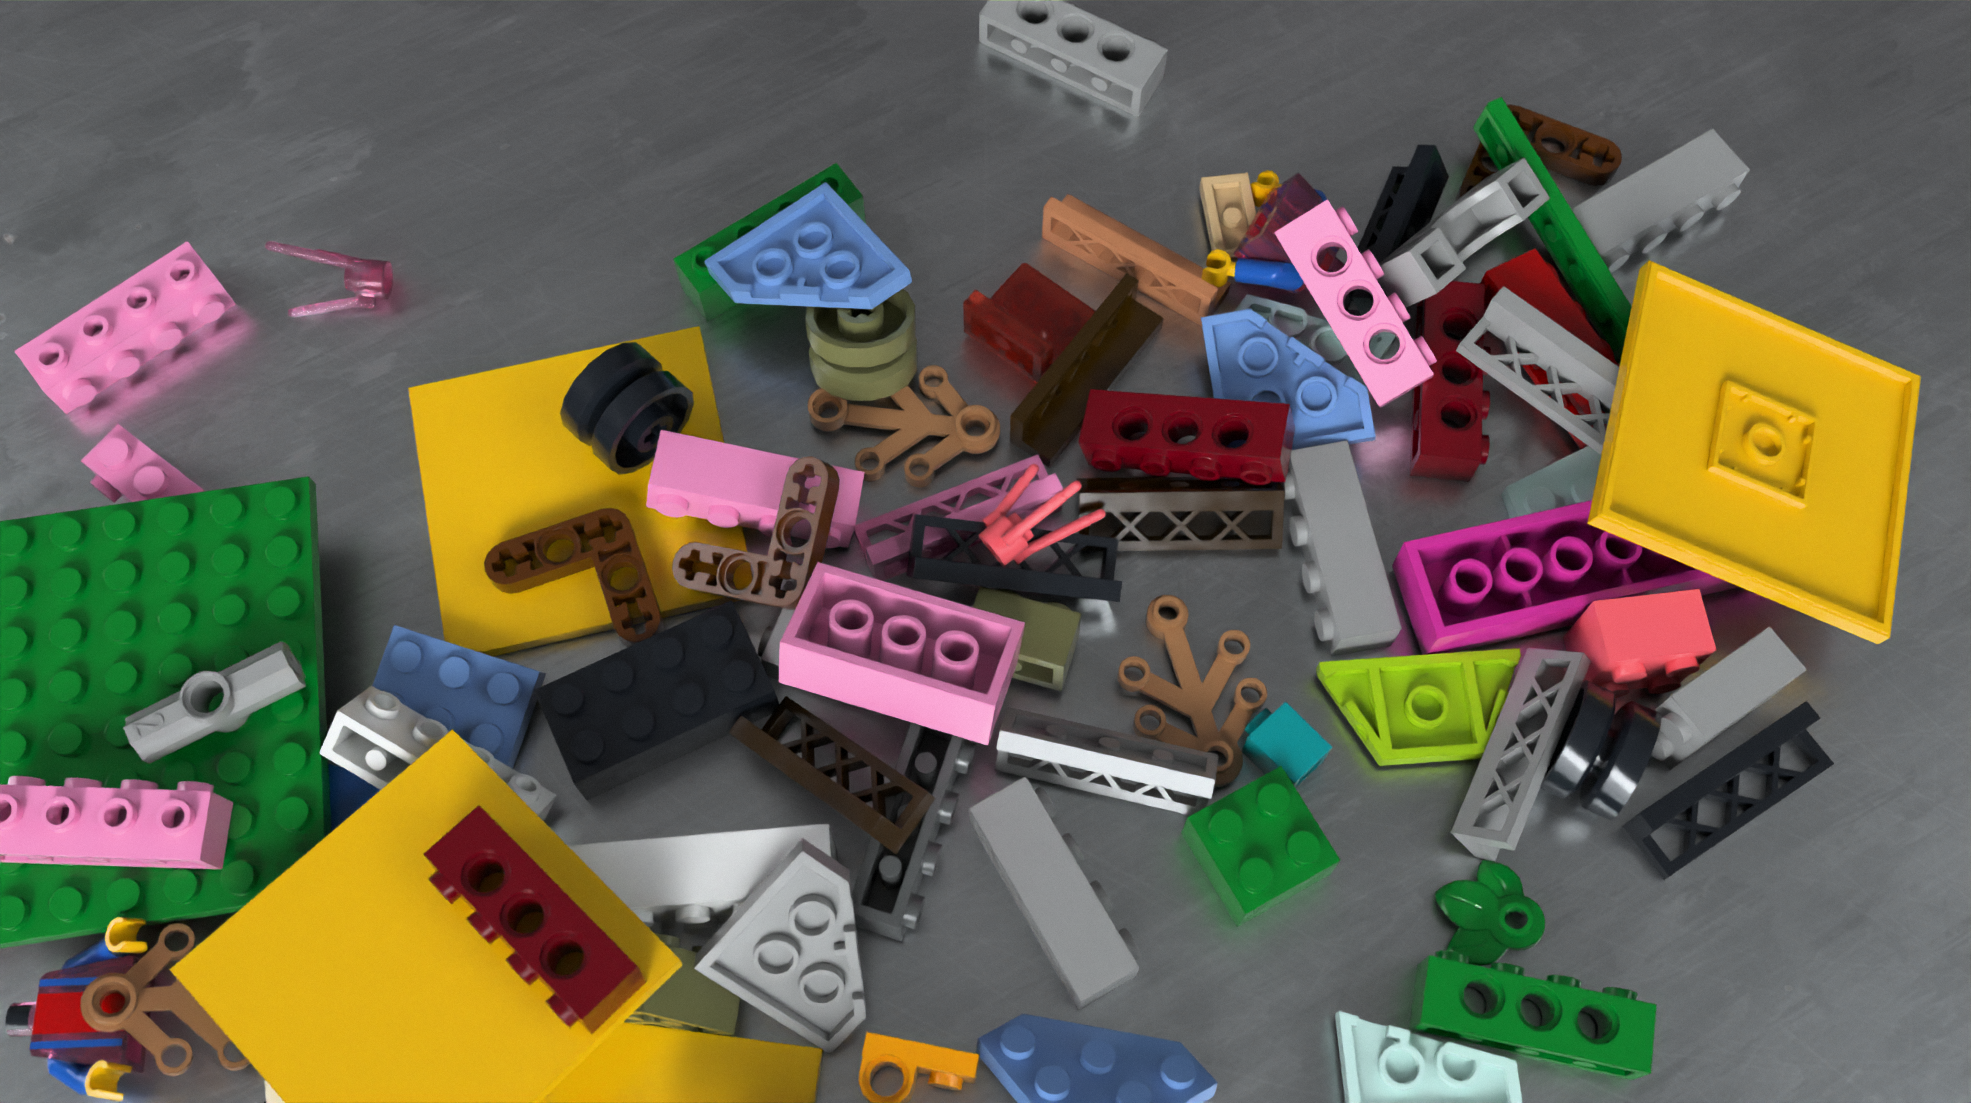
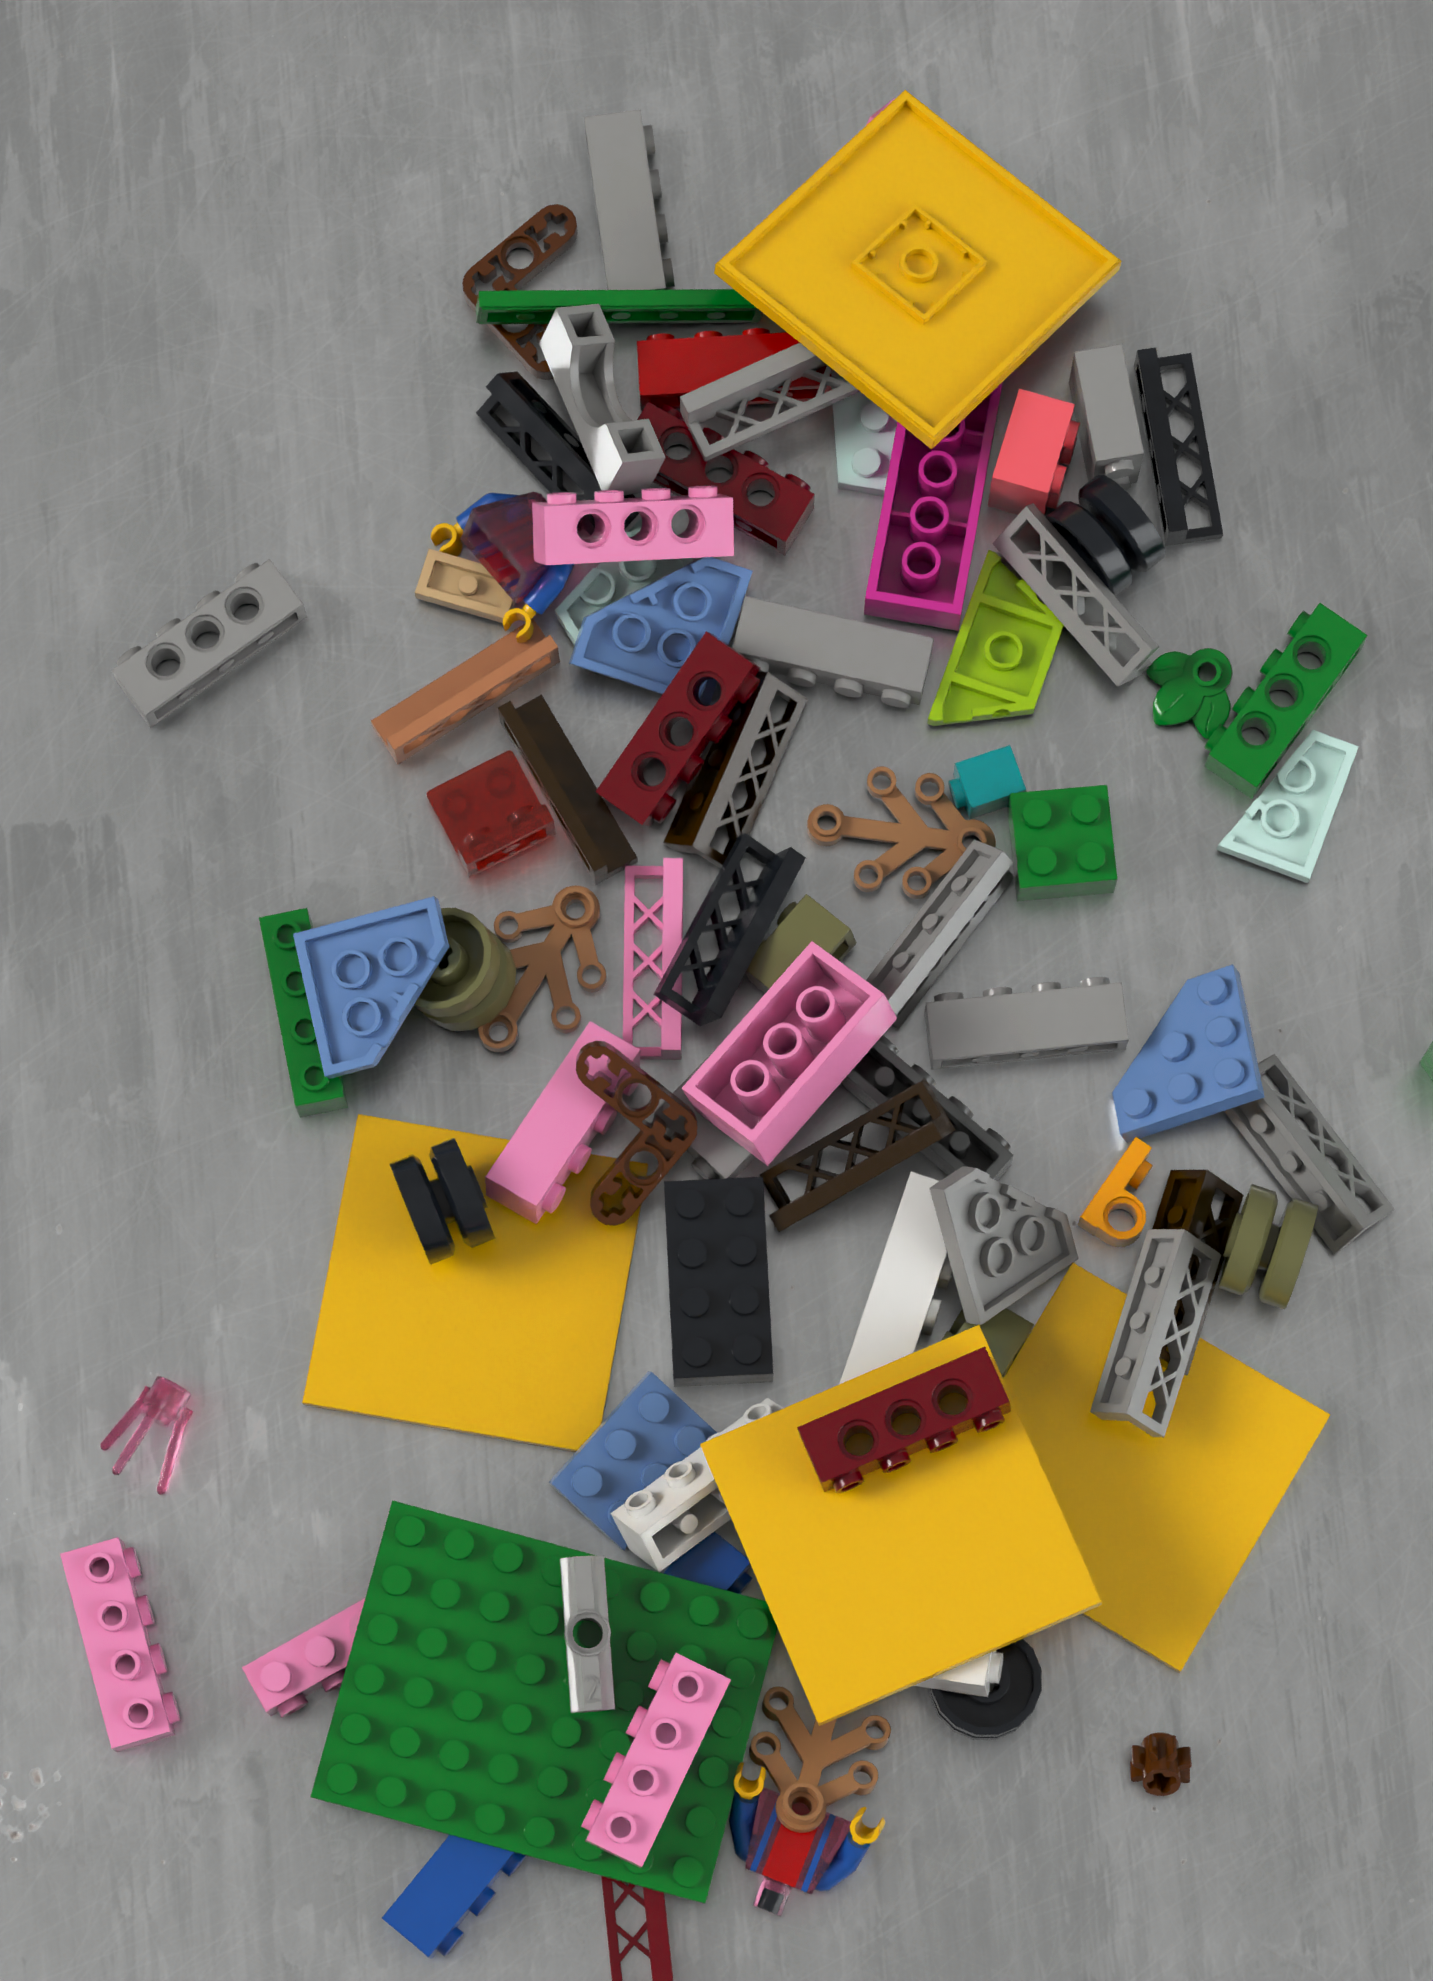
camera: 65 degrees left, 10 degrees up
(604, 556) = (566, 1281): reddish brown beam -> none
(1009, 536) = (716, 920): coral plant -> none

